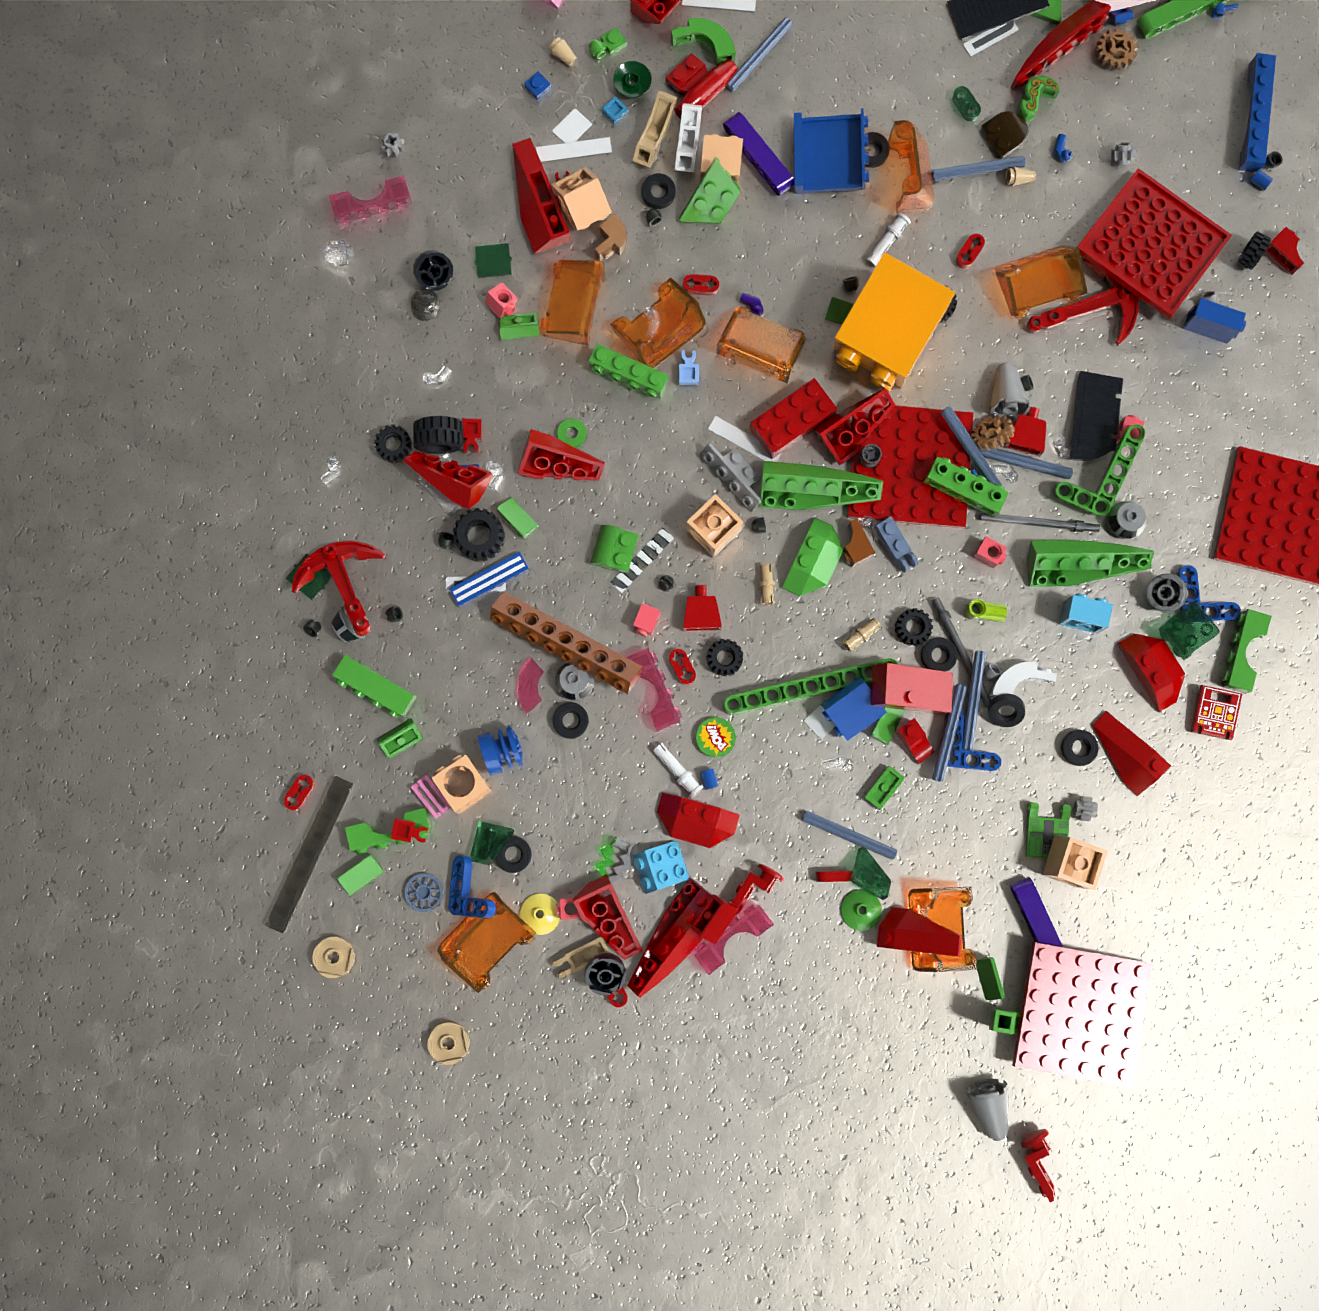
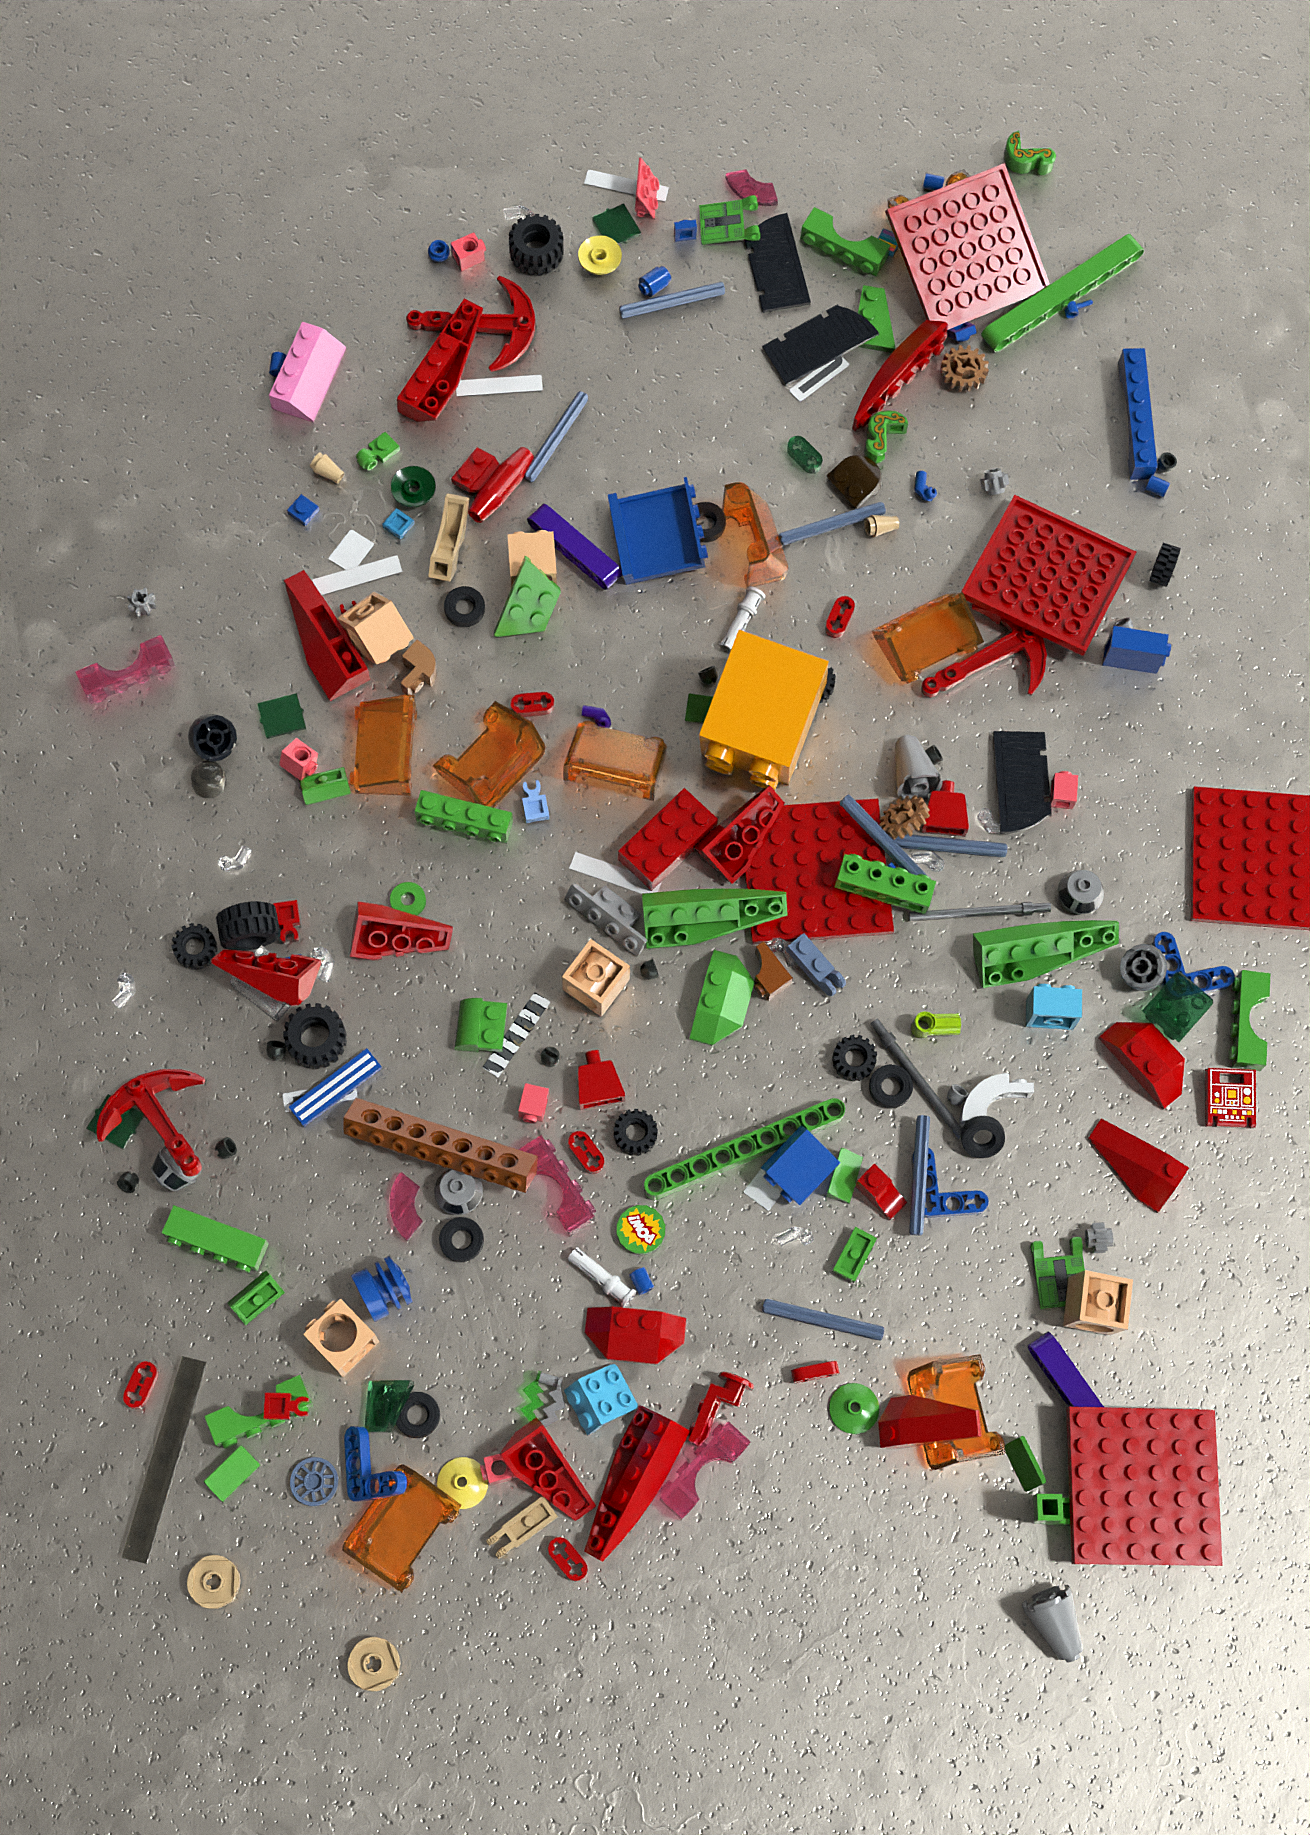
camera: 10 degrees left, 10 degrees down
(338, 253) = (95, 736): clear head -> none
(420, 783) = (289, 1347): bright pink tile -> none
(517, 517) = (358, 1009): bright green slope -> none
(605, 973) = (554, 1538): black cylinder -> none
(653, 217) = (464, 637): pearl dark grey hinge -> none
(655, 321) = (485, 753): clear arm -> none
(688, 137) = (489, 541): white arch -> none
(708, 33) = (491, 422): bright green arch -> none
(714, 919) = (677, 1446): red brick -> none
(767, 584) = (671, 1037): tan pin -> none
(861, 634) = (794, 1077): tan pin -> none
(870, 875) = (856, 1362): clear green wing -> none
(872, 452) = (767, 861): dark grey wheel -> none
(911, 688) = (865, 1129): brick -> none
(973, 700) = (941, 1131): sand blue axle -> none
(982, 554) = (920, 961): coral brick -> none
(1039, 1150) = (1126, 1689): red piece -> none
(1092, 747) = (1070, 1179): black tyre -> none
(1108, 477) = (1049, 846): bright green beam -> none
(1284, 250) = (1199, 559): red arch -> none

